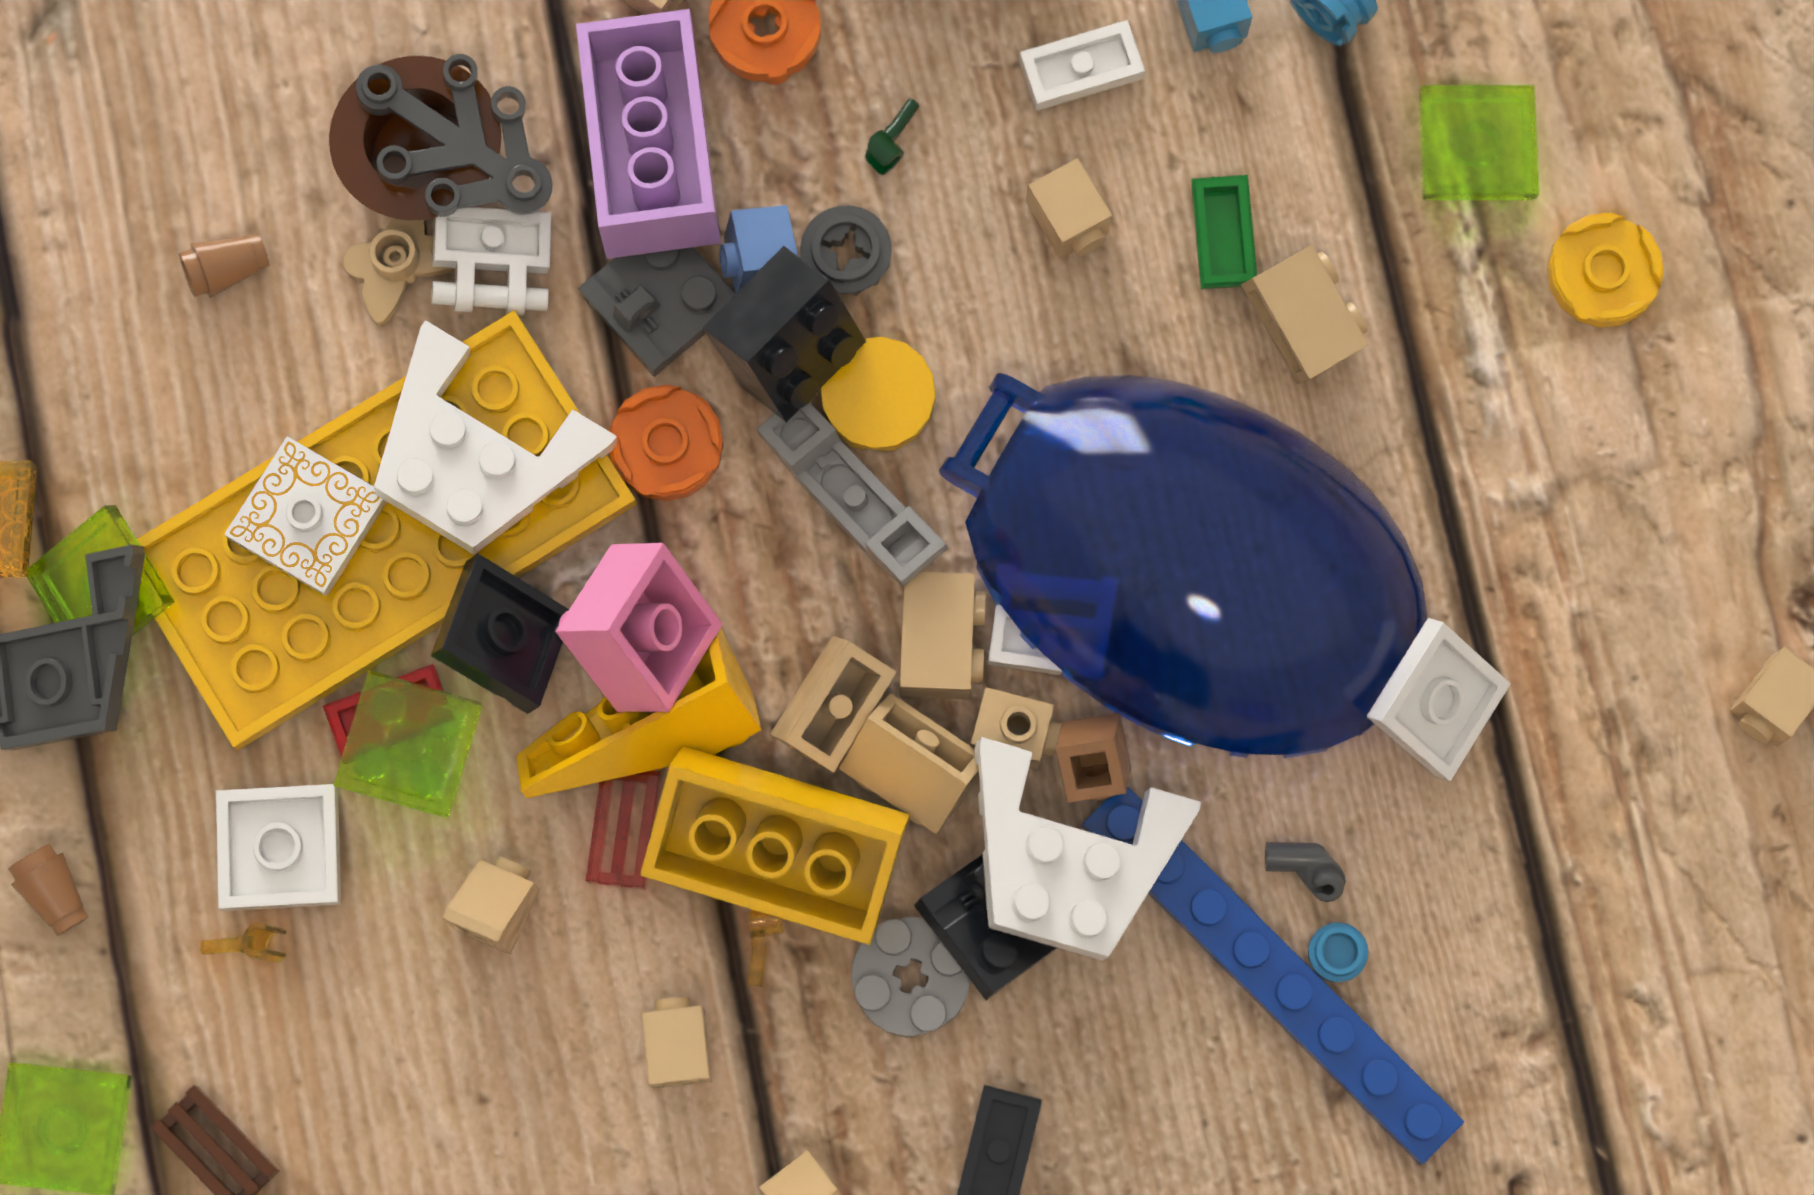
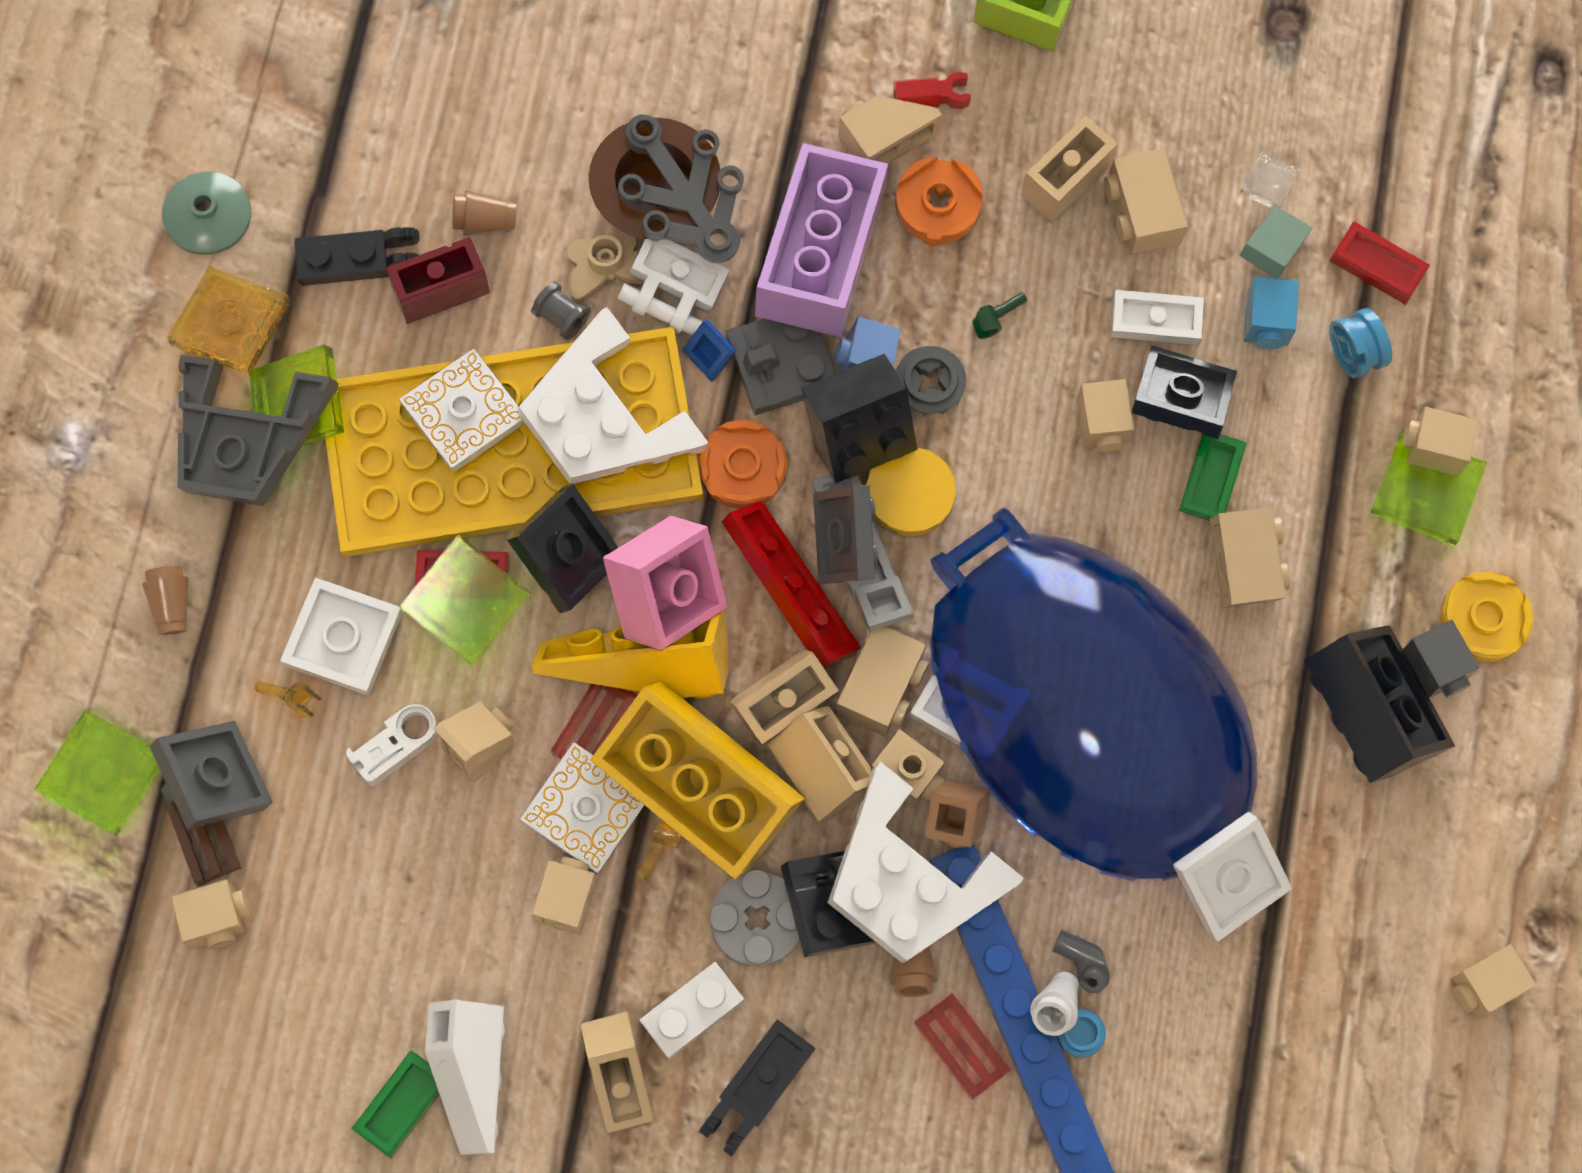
camera: 20 degrees right, 5 degrees down
(89, 378) = (351, 255): none -> black hinge
(196, 1079) = (210, 775): none -> dark grey hinge
(207, 369) = (438, 280): none -> dark red brick
(369, 345) = (560, 310): none -> dark grey bush
(394, 955) = (391, 747): none -> white piece
(568, 321) = (709, 350): none -> blue slope
(652, 935) = (582, 809): none -> white plate
(784, 565) = (790, 584): none -> red plate
(827, 484) = (845, 534): none -> dark grey hinge
(880, 1115) = (691, 1010): none -> white plate
(1122, 969) = (914, 976): none -> medium nougat cone
(1151, 144) = (1184, 392): none -> black hinge
(1251, 1050) = (978, 1037): none -> clear red tile
(1298, 934) = (1056, 1006): none -> white cone
(1472, 83) = (1440, 441): none -> tan brick
(1522, 424) = (1378, 703): none -> black slope
(1575, 344) = (1441, 660): none -> dark grey brick

